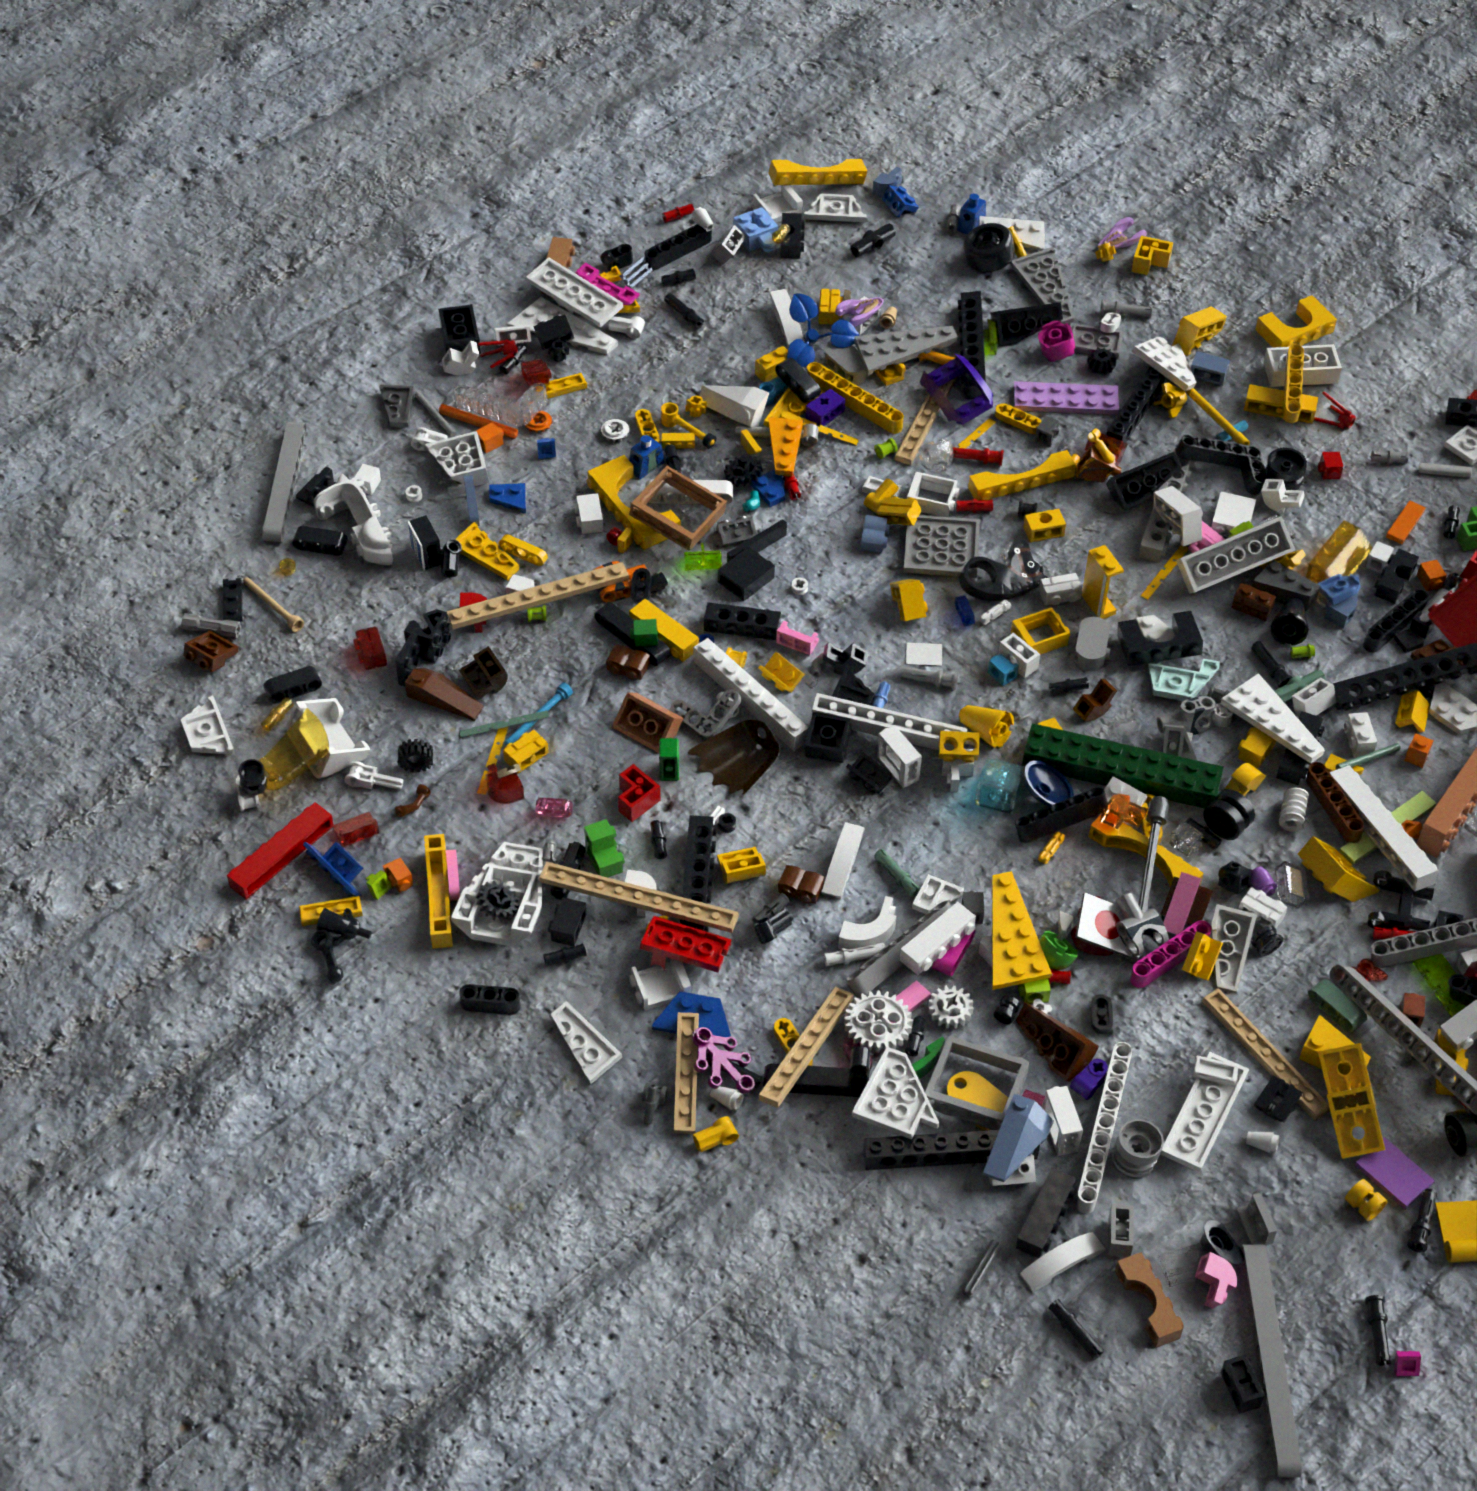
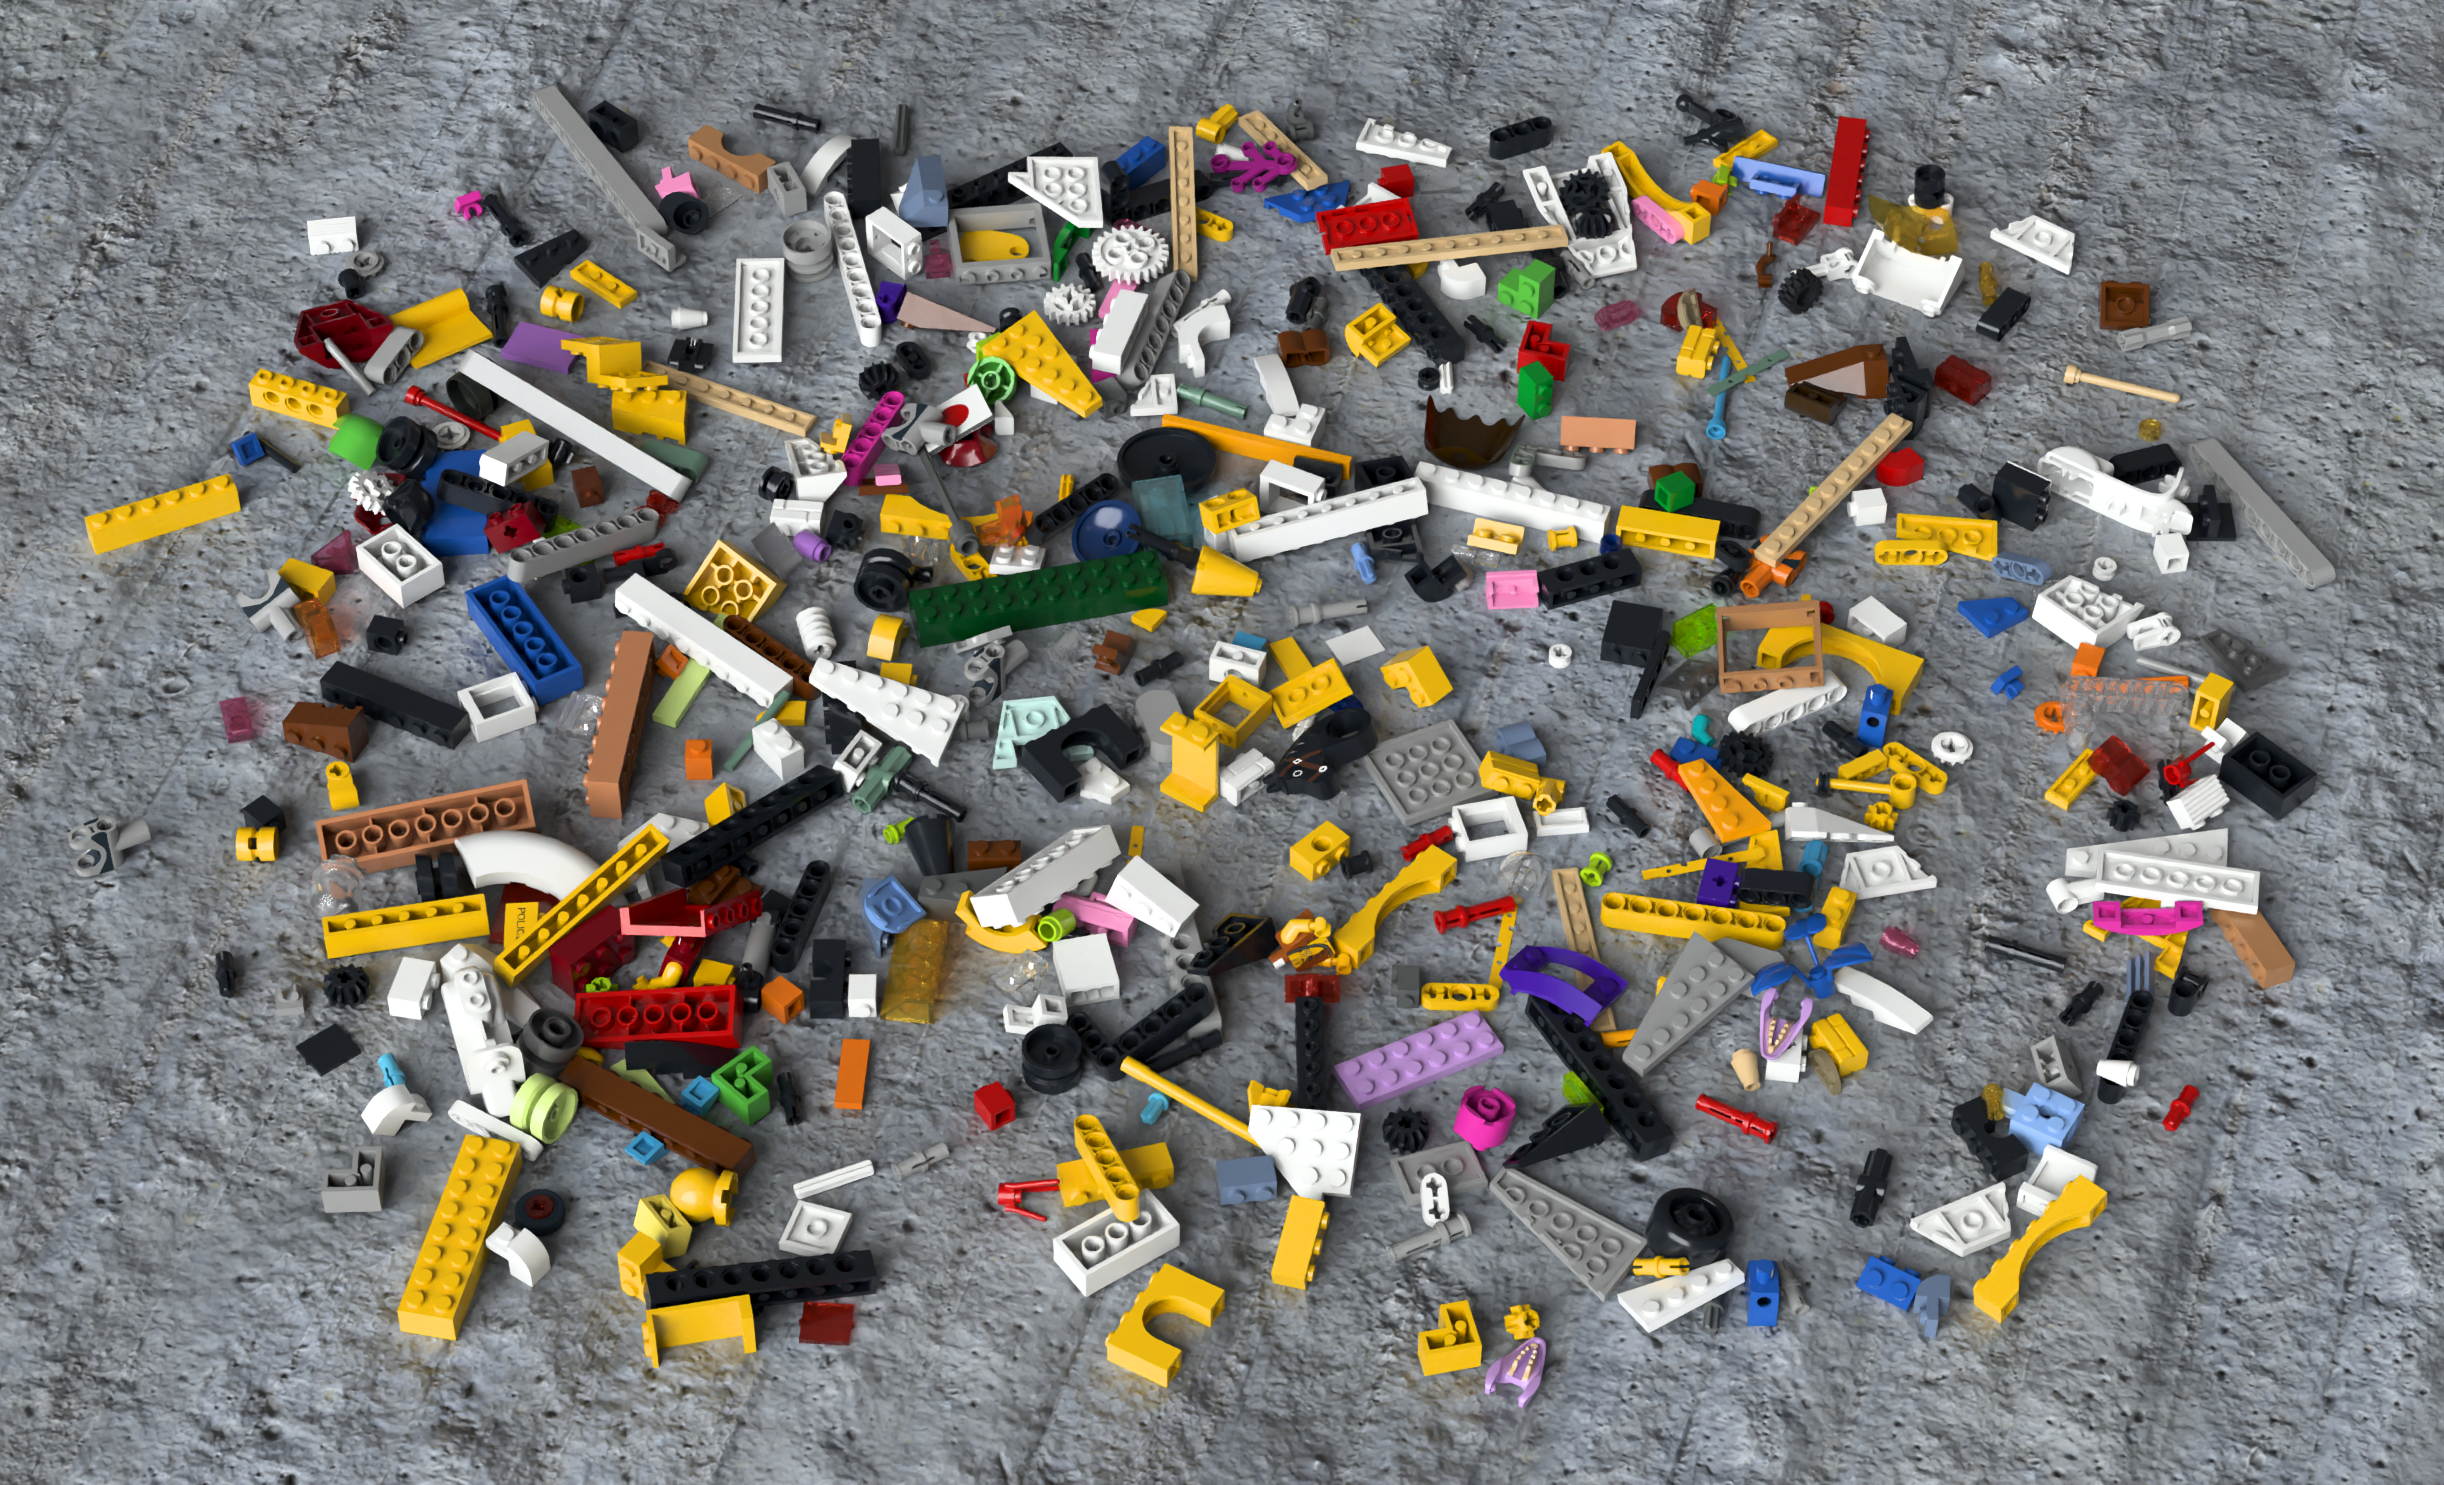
camera: 150 degrees right, 5 degrees down
(233, 600) = (2165, 372): black plate -> none
(448, 375) = (2211, 702): none -> yellow brick
(504, 873) = (1595, 222): none -> black gear
(553, 330) = (2149, 825): black brick -> none
(618, 1003) = (1397, 180): none -> red brick
(718, 375) = (1883, 873): none -> white wing
(749, 343) = (1898, 942): none -> clear pink cone
(817, 1116) = (1142, 161): none -> blue brick
(841, 470) = (1628, 816): none -> black axle
(859, 810) = (1303, 430): none -> white brick
(893, 818) = (1255, 445): none -> light orange tile
(910, 293) = (1748, 1122): none -> red pin
(968, 826) = (1167, 453): none -> black dish
(975, 651) = (1289, 657): none -> yellow tile
(984, 616) = (1309, 693): none -> yellow tile
(1034, 755) = (1172, 549): none -> black pin
(1142, 995) = (878, 380): none -> black gear
(1215, 1071) = (765, 335): white tile -> none
(1317, 1219) = (603, 284): none -> yellow tile
(1352, 1271) = (550, 256): none -> black wing

